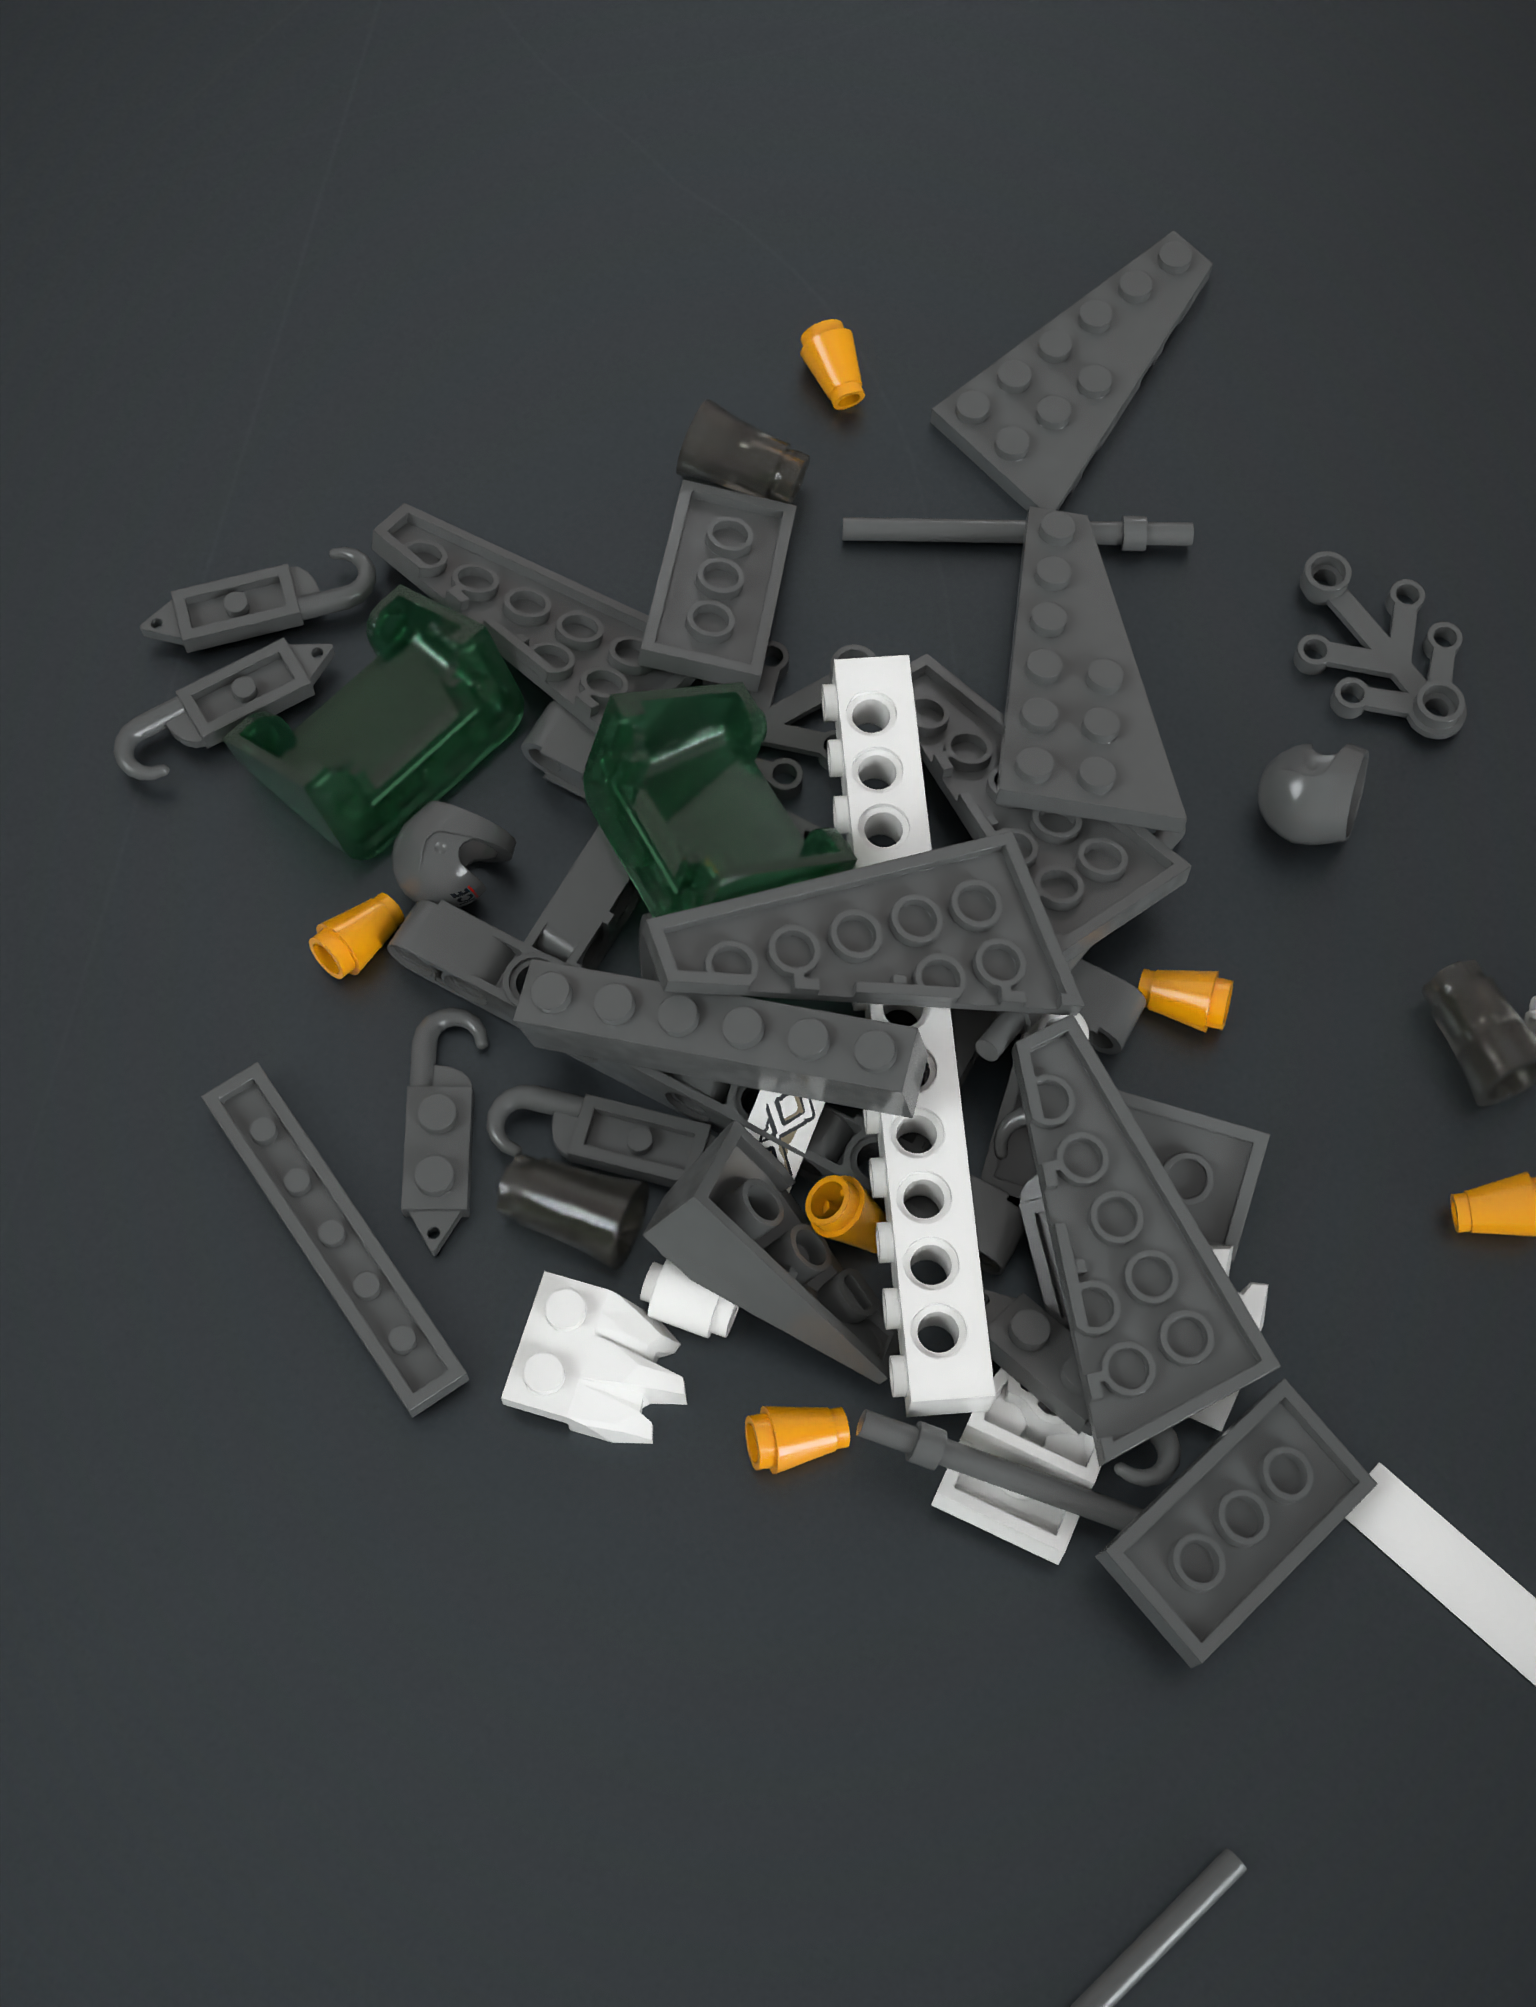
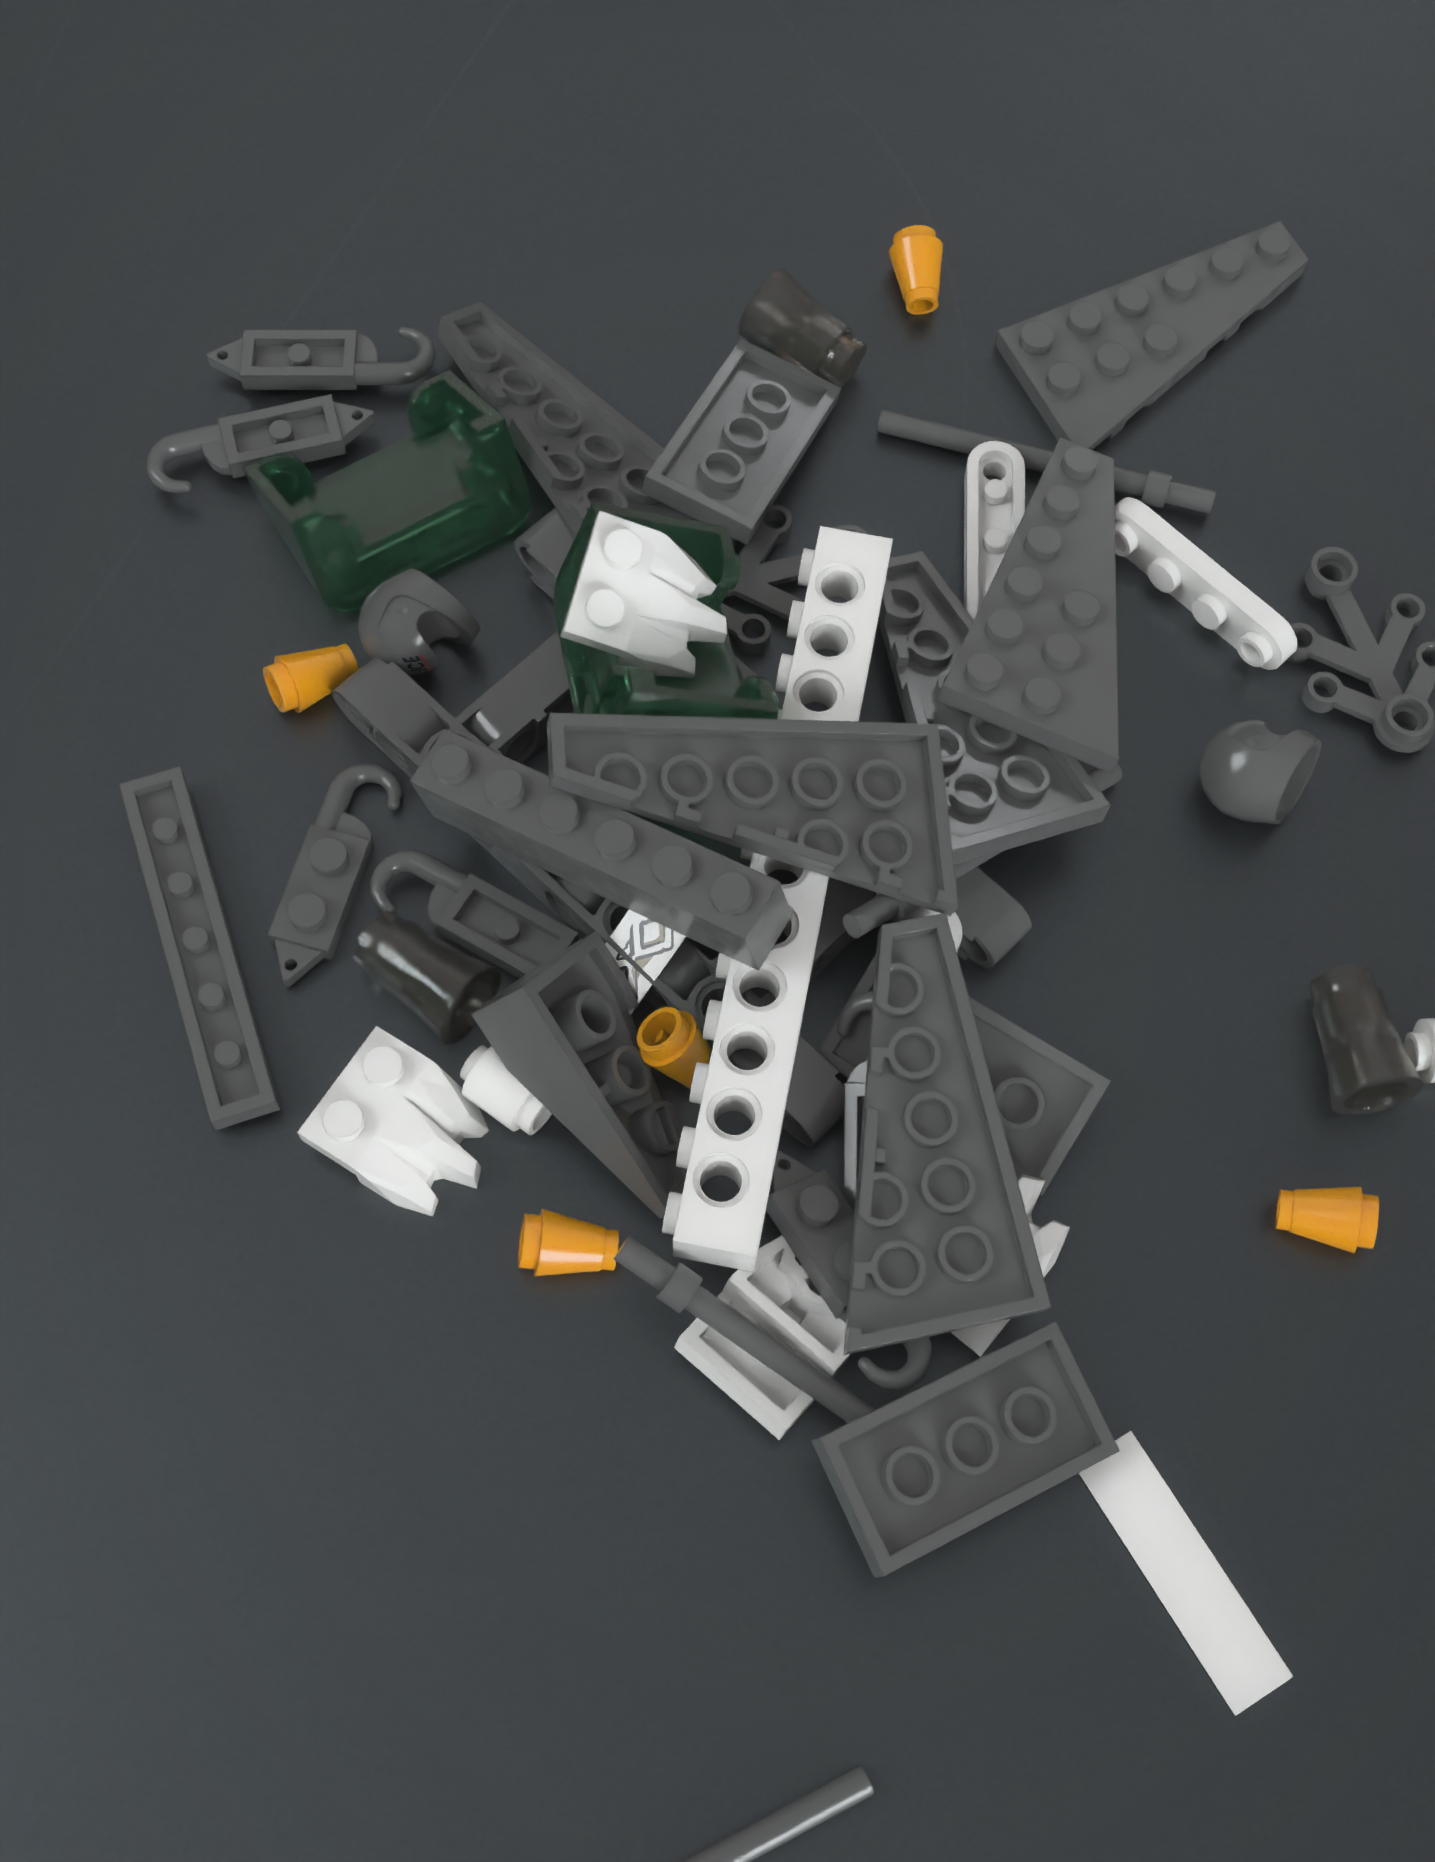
camera: 15 degrees right, 0 degrees up
(685, 779) = (641, 599): none -> white plate
(984, 604) = (990, 514): none -> white plate
(1188, 996) = (1075, 932): light orange cone -> none
(1208, 622) = (1202, 586): none -> white plate

